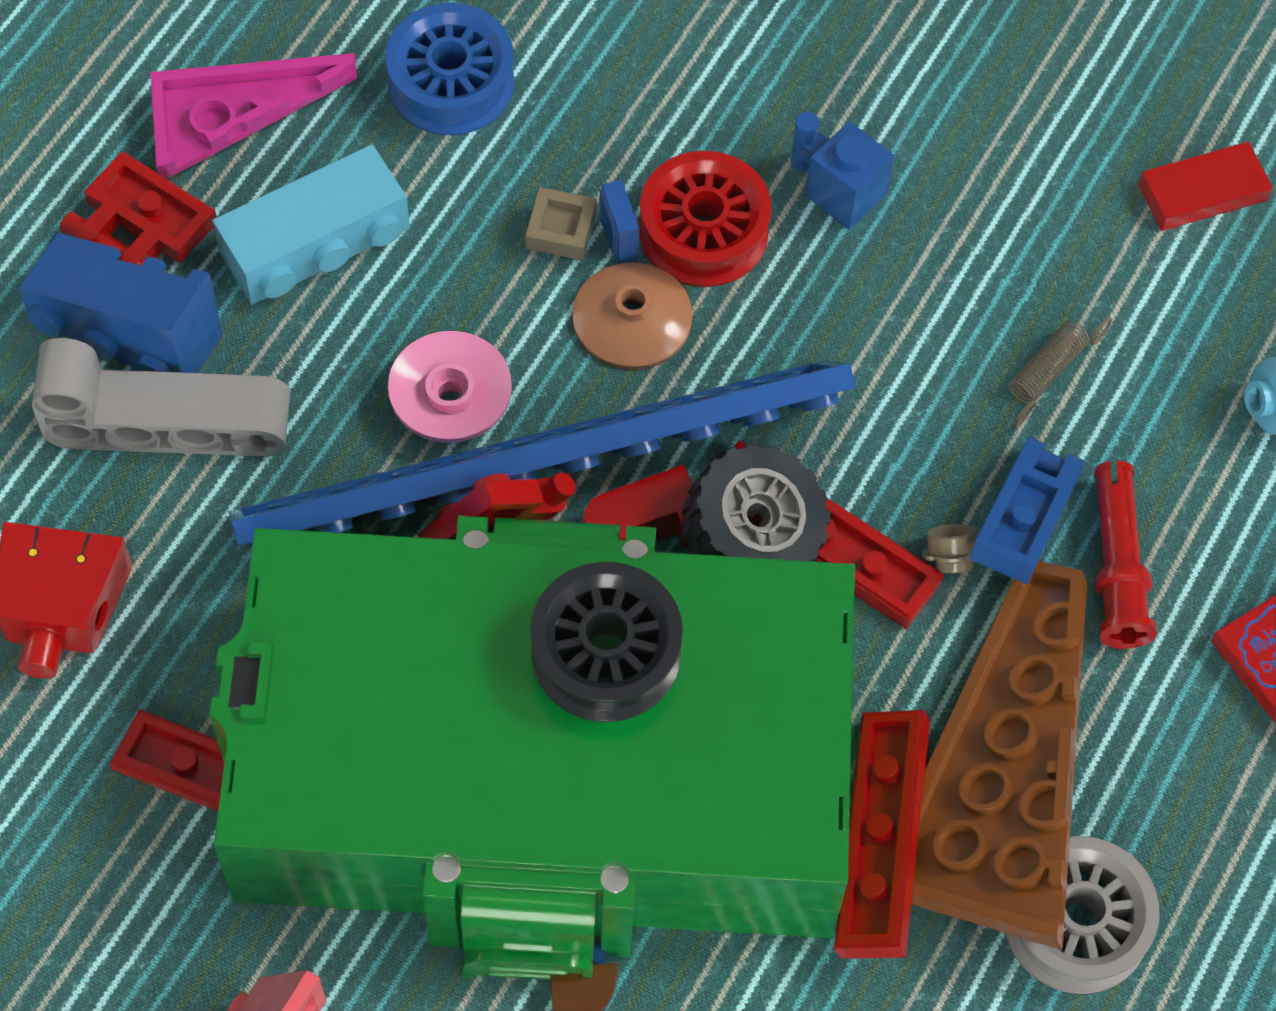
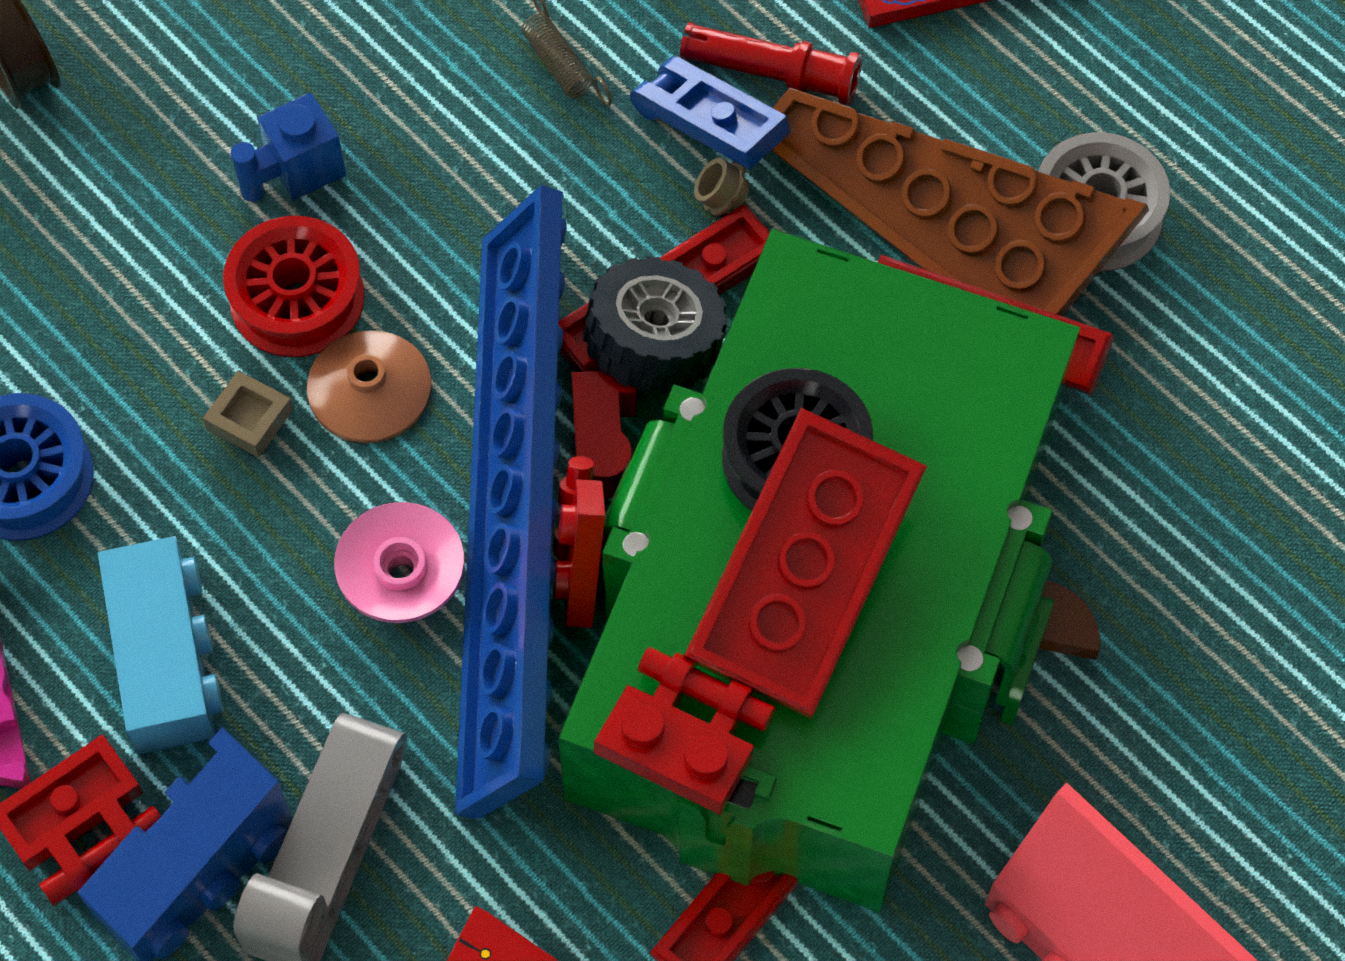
camera: 70 degrees left, 0 degrees up
(261, 618) = (674, 747): none -> red plate
(473, 674) = (805, 563): none -> red tile
(619, 222) = (271, 358): blue tile -> none

